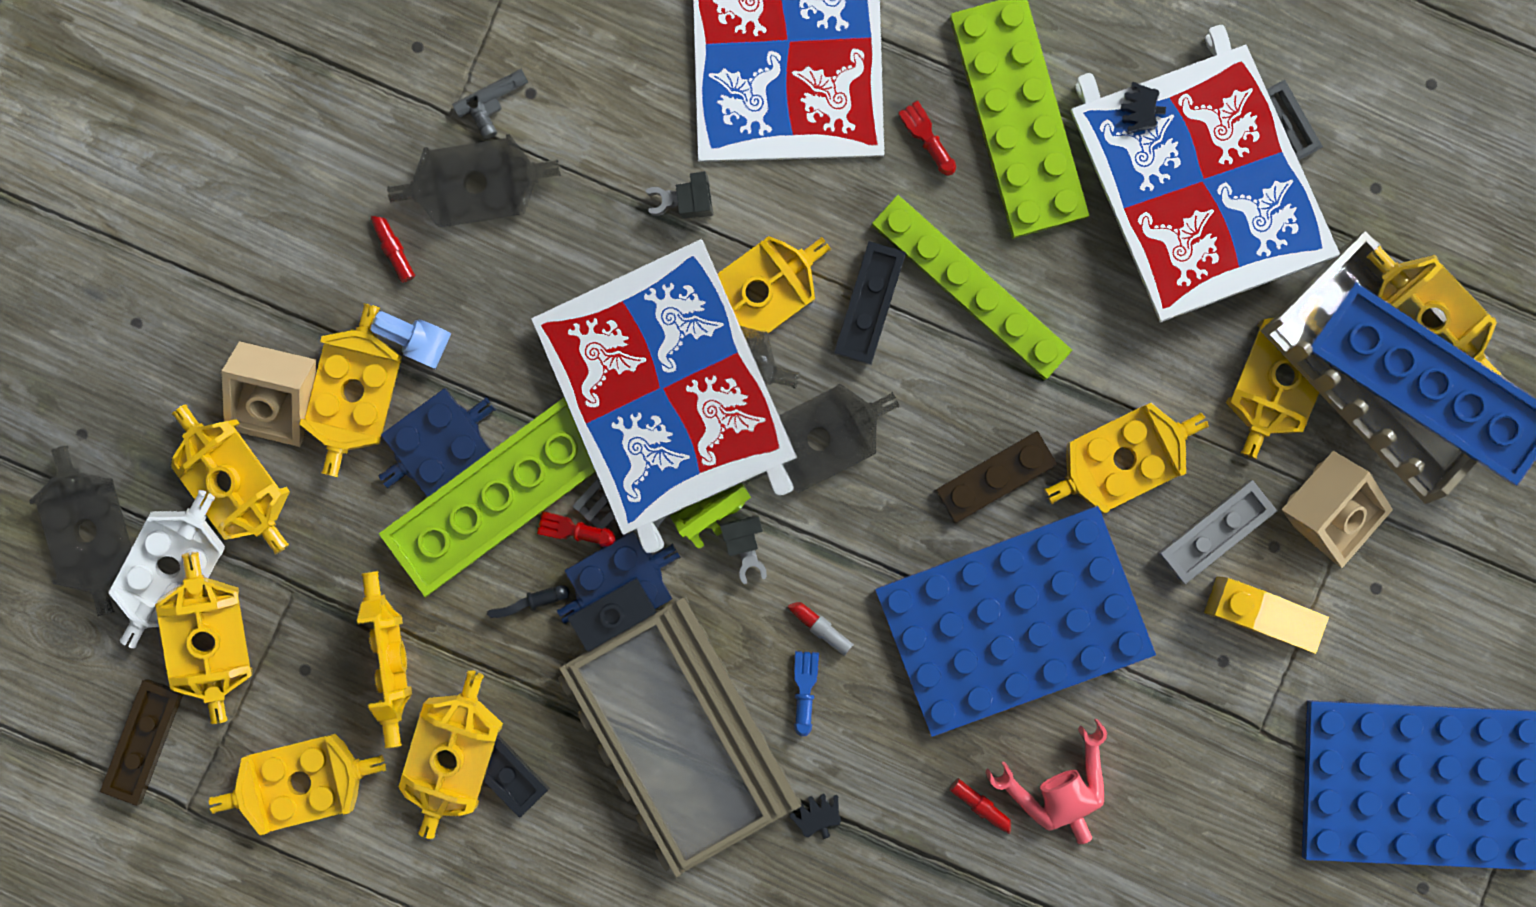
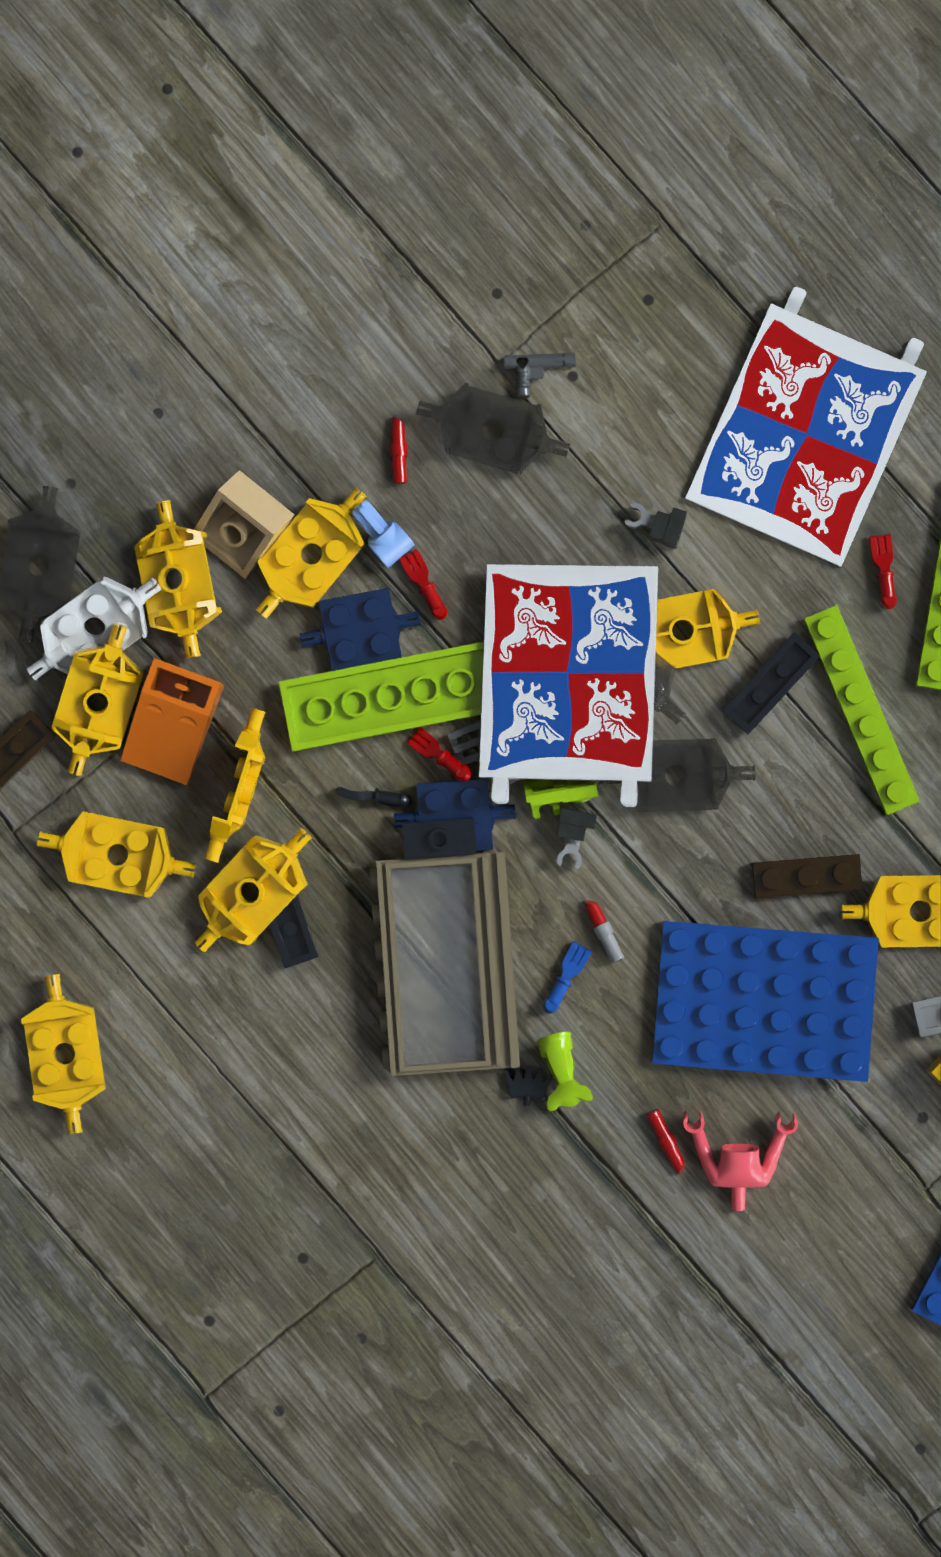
camera: 30 degrees right, 0 degrees up
(289, 624) = (171, 721): none -> orange slope
(470, 360) = (419, 573): none -> red piece
(841, 781) = (557, 1051): none -> lime animal

